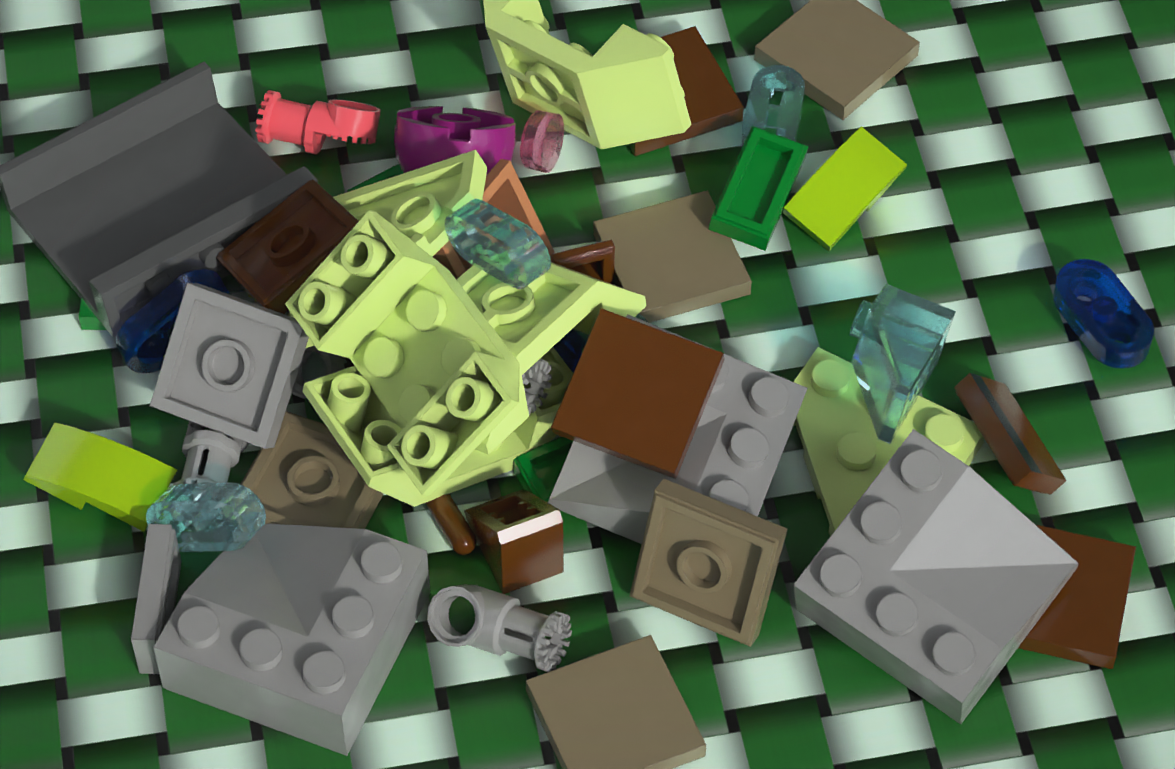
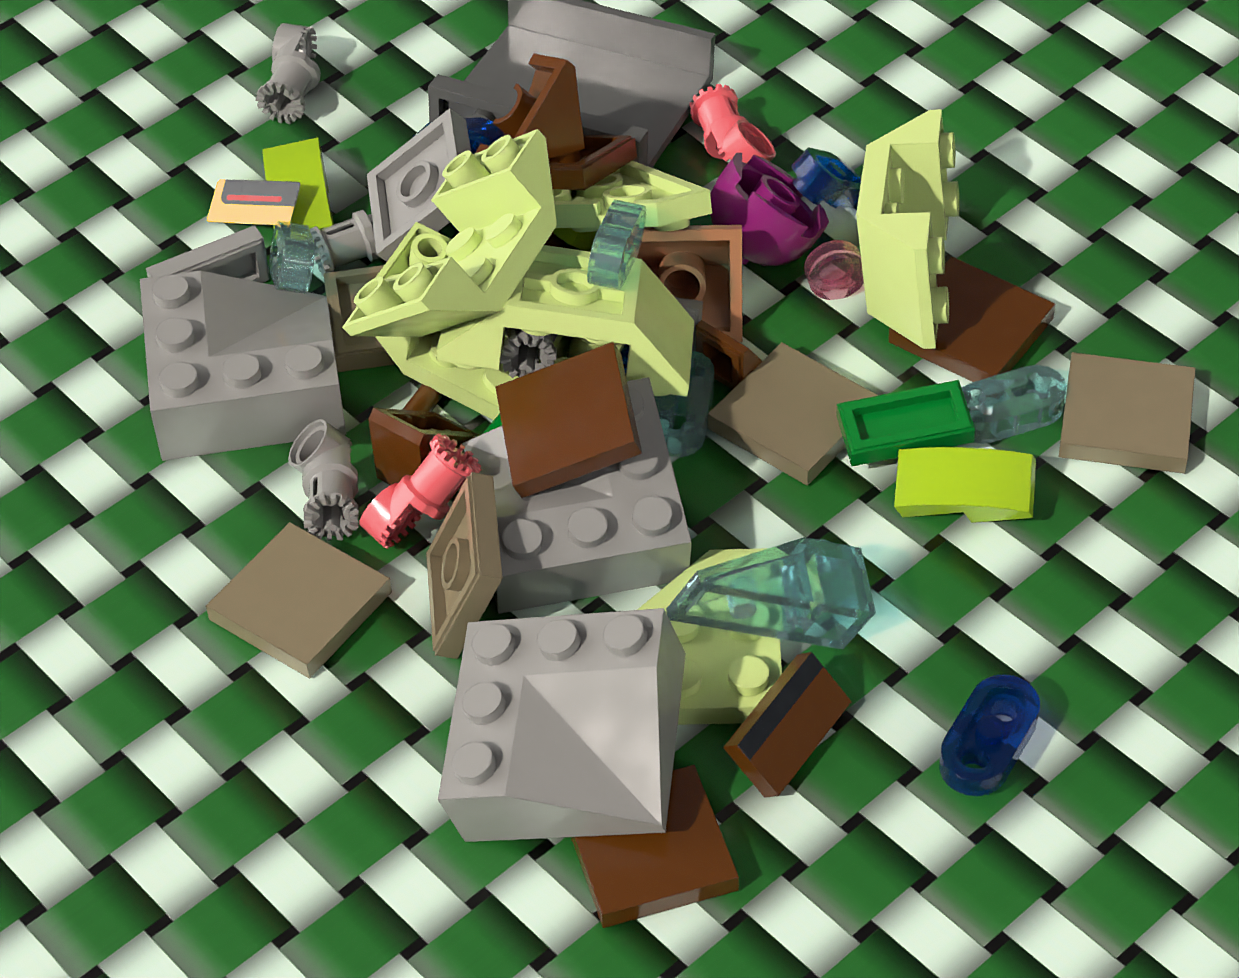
camera: 60 degrees right, 5 degrees down
(89, 517) = (253, 201): none -> sticker
(255, 228) = (548, 106): none -> reddish brown slope
(448, 87) = (826, 178): none -> plate
(585, 584) = (421, 493): none -> coral connector

